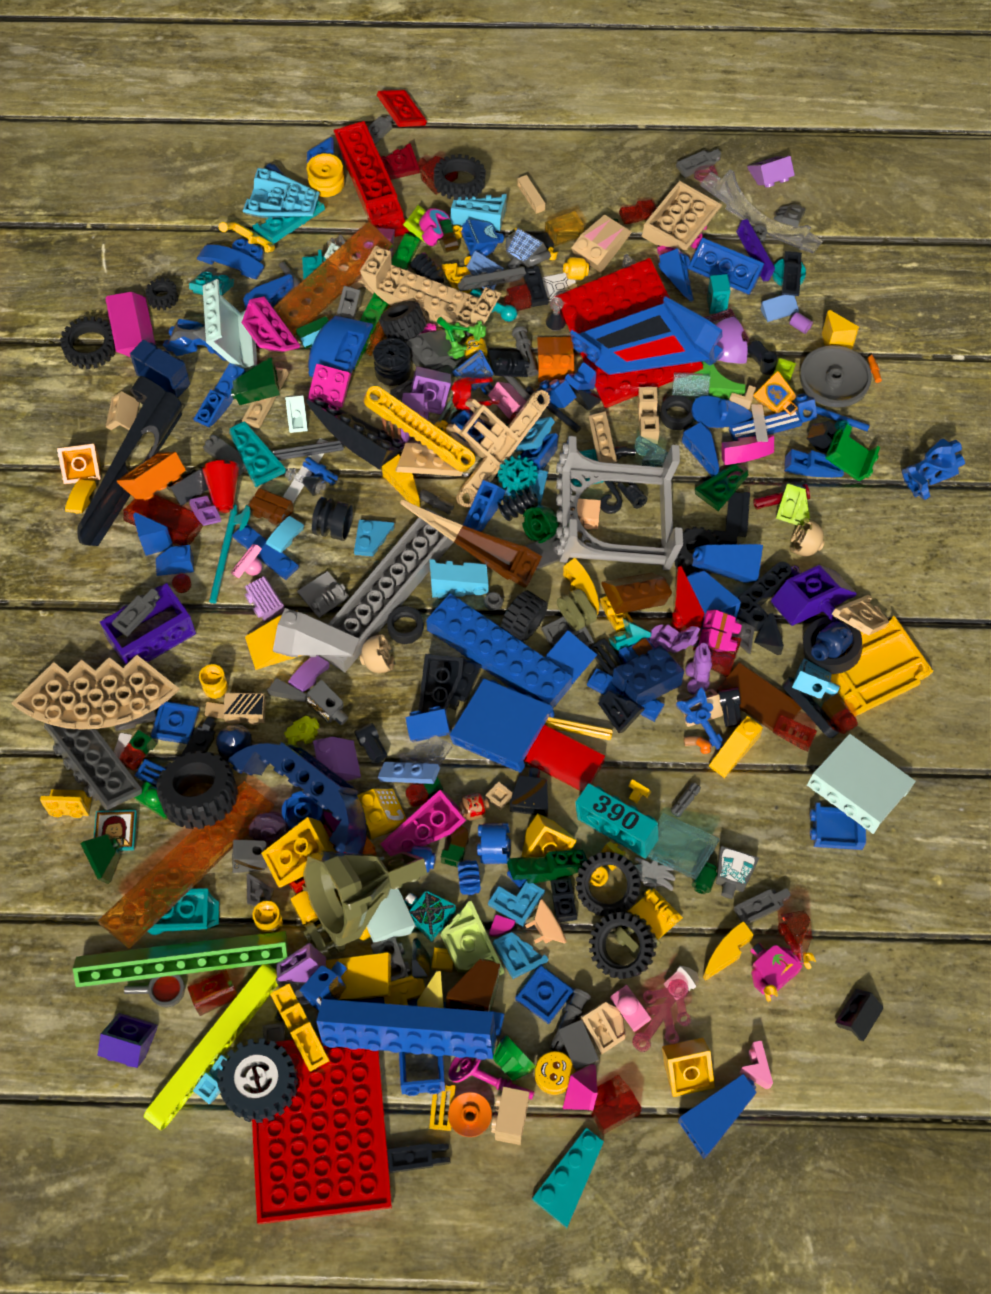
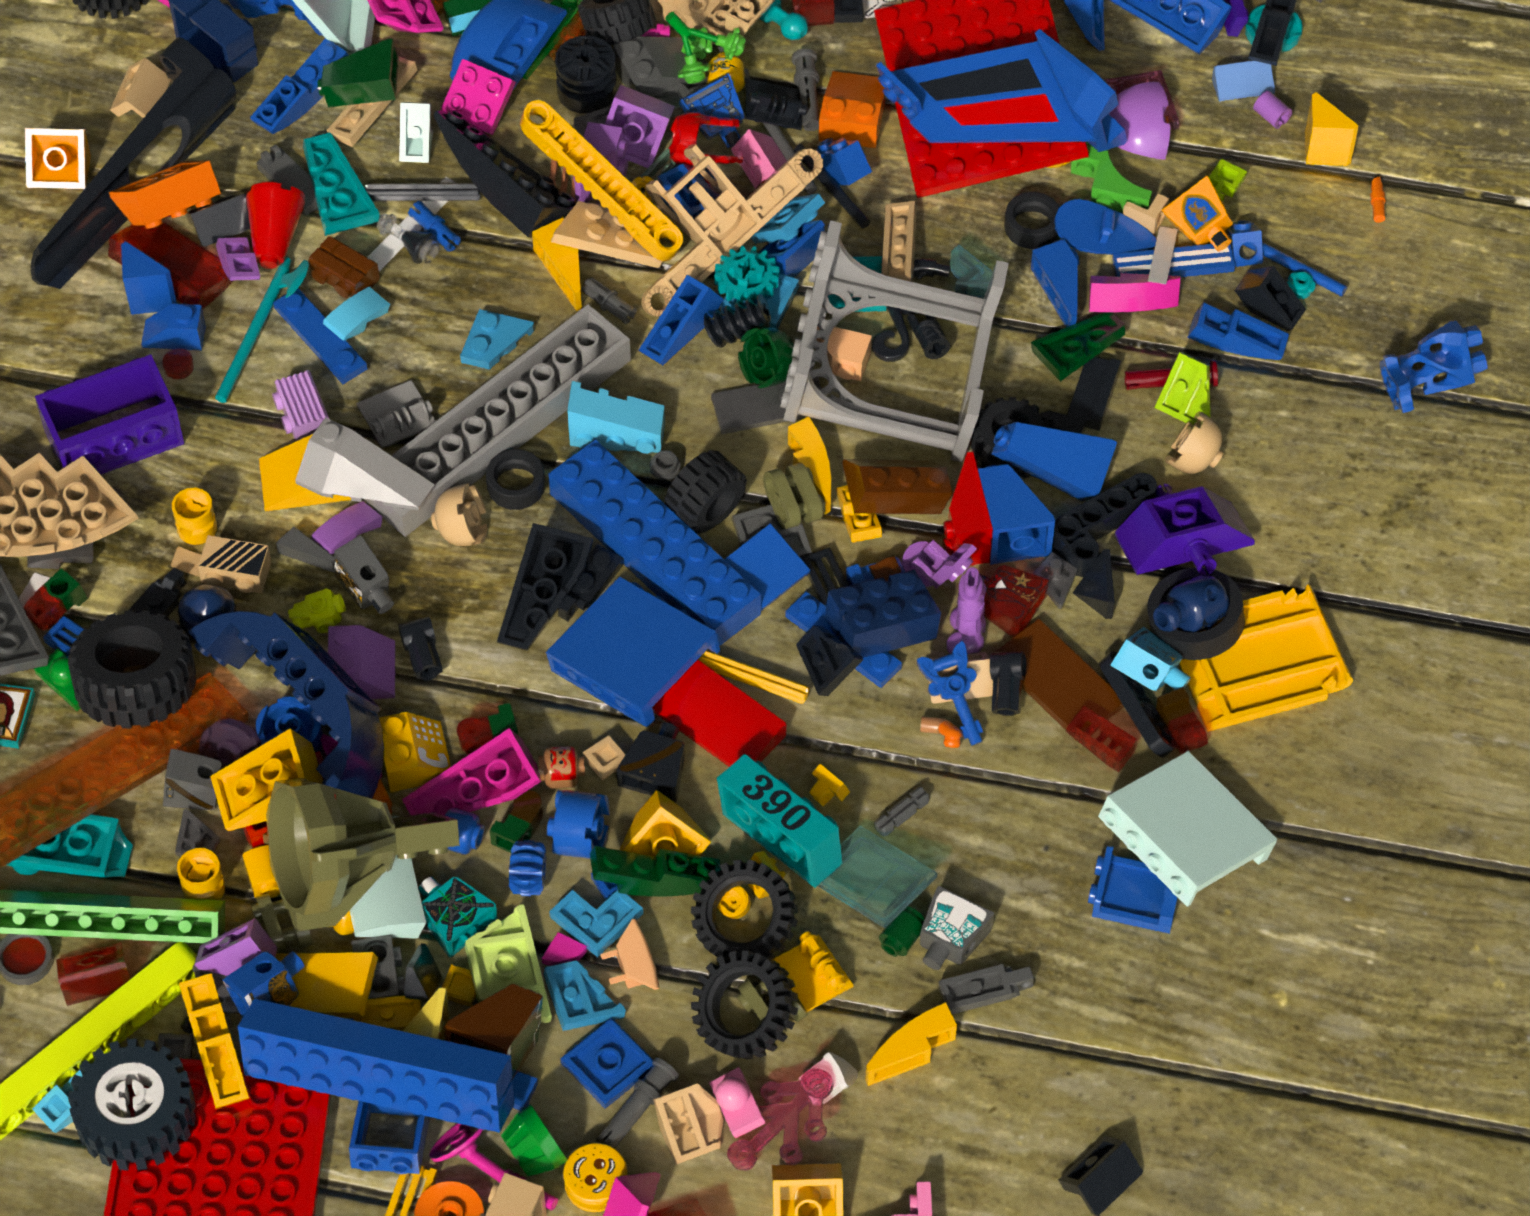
camera: 10 degrees right, 5 degrees down
(79, 496) = (46, 208): yellow slope -> none
(136, 612) = (94, 389): dark grey hinge -> none
(175, 722) = (122, 569): blue tile -> none
(248, 563) = (293, 352): bright pink tile -> none
(332, 519) = (435, 299): black wheel -> none
(409, 772) = (469, 699): medium blue plate -> none
(426, 725) = (513, 630): blue piece -> none
(430, 752) = (505, 679): clear wing -> none
(502, 556) = (692, 397): reddish brown plate -> none
(556, 320) = (868, 48): piece -> none
(563, 900) = (670, 929): black slope -> none
(578, 1045) = (642, 1141): dark grey panel -> none
(583, 379) = (889, 146): blue slope -> none
(586, 398) = (887, 172): black slope -> none
(632, 635) = (876, 549): teal slope -> none
(647, 413) = (982, 214): tan arch -> none
(654, 874) = (823, 914): light grey piece -> none
(691, 384) = (1062, 178): clear light blue bracket -> none
(718, 293) = (1143, 42): teal brick -> none
(719, 631) = (1008, 559): dark pink hips -> none
(736, 746) = (1003, 743): yellow slope -> none
(764, 358) = (1194, 152): black piece -> none
(775, 968) = (983, 1082): dark pink torso -> none
(797, 932) = (1026, 1033): clear red slope -> none
(835, 376) = (1306, 200): dark grey dish -> none
(850, 455) = (1301, 327): green panel -> none
(862, 615) = (1252, 573): tan wing -> none

